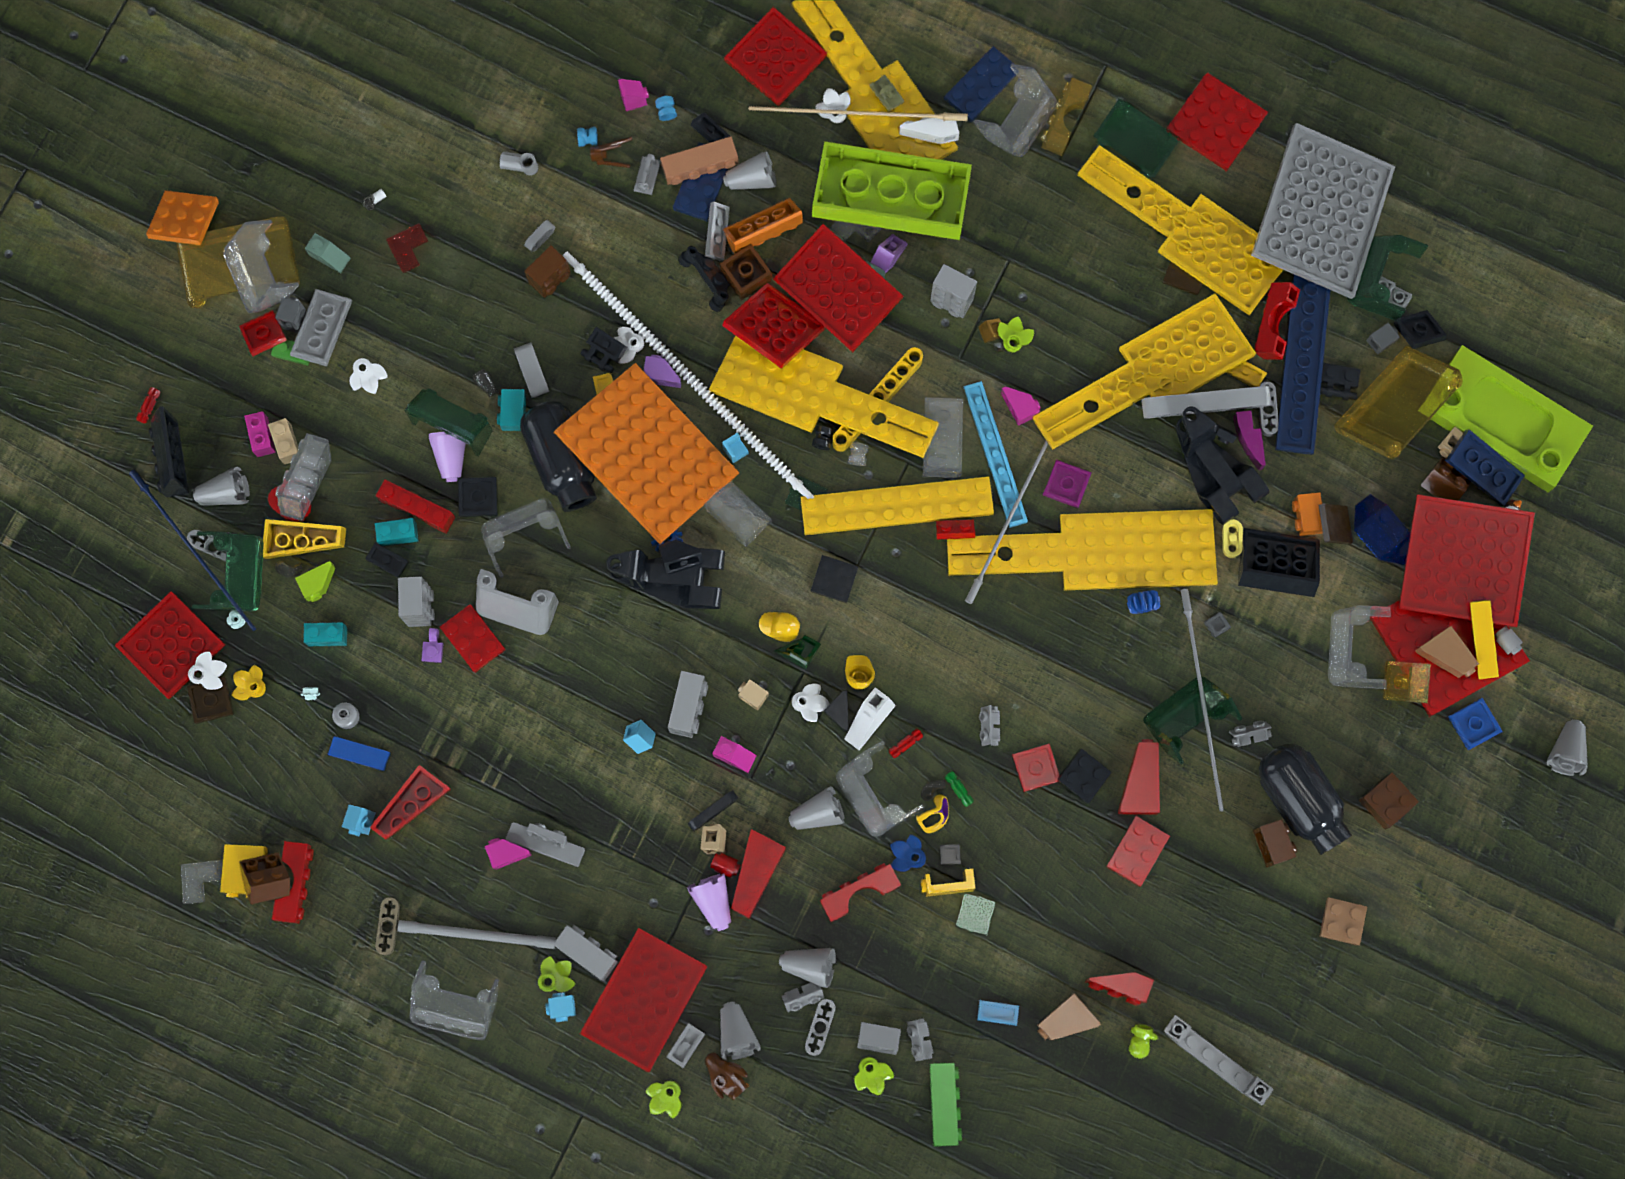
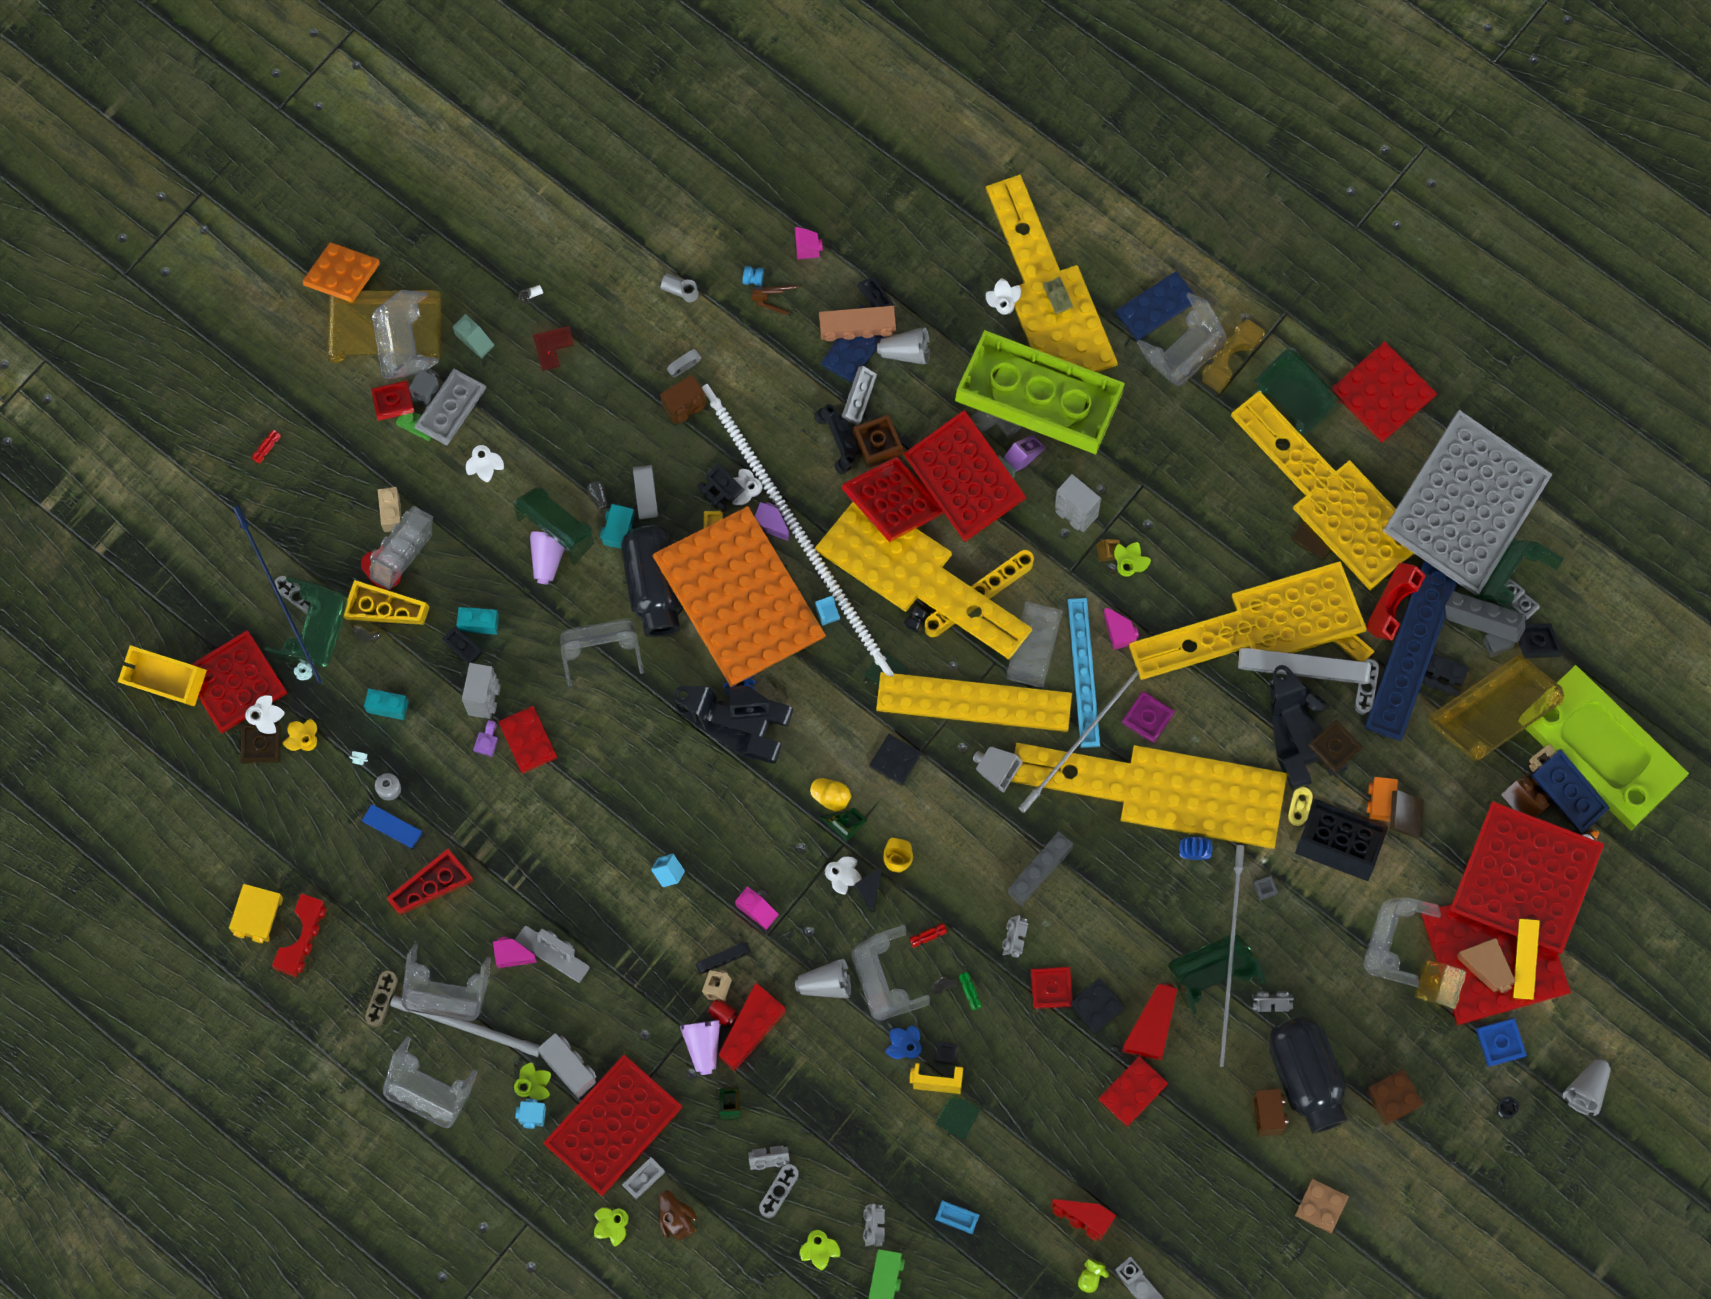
camera: 15 degrees right, 5 degrees down
(96, 656) = (162, 676): none -> yellow piece
(168, 453) = (275, 497): black slope -> none
(193, 877) = (206, 909): clear plate -> none
(223, 489) = (320, 543): light grey cone -> none
(259, 434) = (367, 497): dark pink brick -> none
(265, 878) = (275, 924): reddish brown slope -> none
(316, 581) = (389, 651): lime slope -> none
(358, 820) = (376, 889): medium azure brick -> none
(415, 505) = (509, 604): red arch -> none
(446, 913) = (441, 998): none -> clear windscreen
(478, 497) = (564, 604): black plate -> none
(530, 616) = (572, 720): light grey windscreen -> none
(647, 174) = (803, 325): light grey hinge -> none
(665, 107) = (837, 264): dark azure wheel -> none
(687, 704) = (722, 849): light grey brick -> none
(736, 1033) = (695, 1178): light grey cone -> none
(737, 513) = (814, 674): clear slope -> none
(752, 694) = (788, 854): tan brick -> none
(752, 951) = (730, 1103): none -> dark green slope
(764, 225) = (906, 399): orange slope -> none
(775, 56) = (957, 236): red plate -> none
(810, 964) = (783, 1127): light grey cone -> none
(858, 454) = (947, 643): clear wheel -> none
(869, 717) = (897, 901): white slope -> none
(879, 1038) = (833, 1214): light grey hinge -> none
(882, 880) = (873, 1062): red arch -> none
(931, 130) = (1097, 341): white slope -> none
(935, 564) = (997, 766): none -> light grey torso
(942, 808) = (948, 1004): yellow piece -> none
(944, 116) = (1109, 330): tan piece -> none
(955, 529) = (1026, 737): red plate -> none
(999, 654) = (1040, 868): none -> dark grey brick
(1067, 1019) = (1023, 1238): medium nougat slope -> none
(1250, 438) = (1340, 709): magenta slope -> none
(1254, 473) = (1335, 746): none -> dark brown tile
(1366, 317) = (1485, 616): none -> dark grey brick
(1381, 530) = (1451, 830): clear blue wedge -> none
(1500, 784) = (1505, 1105): none -> black wheel
(1508, 640) = (1552, 966): light grey brick -> none

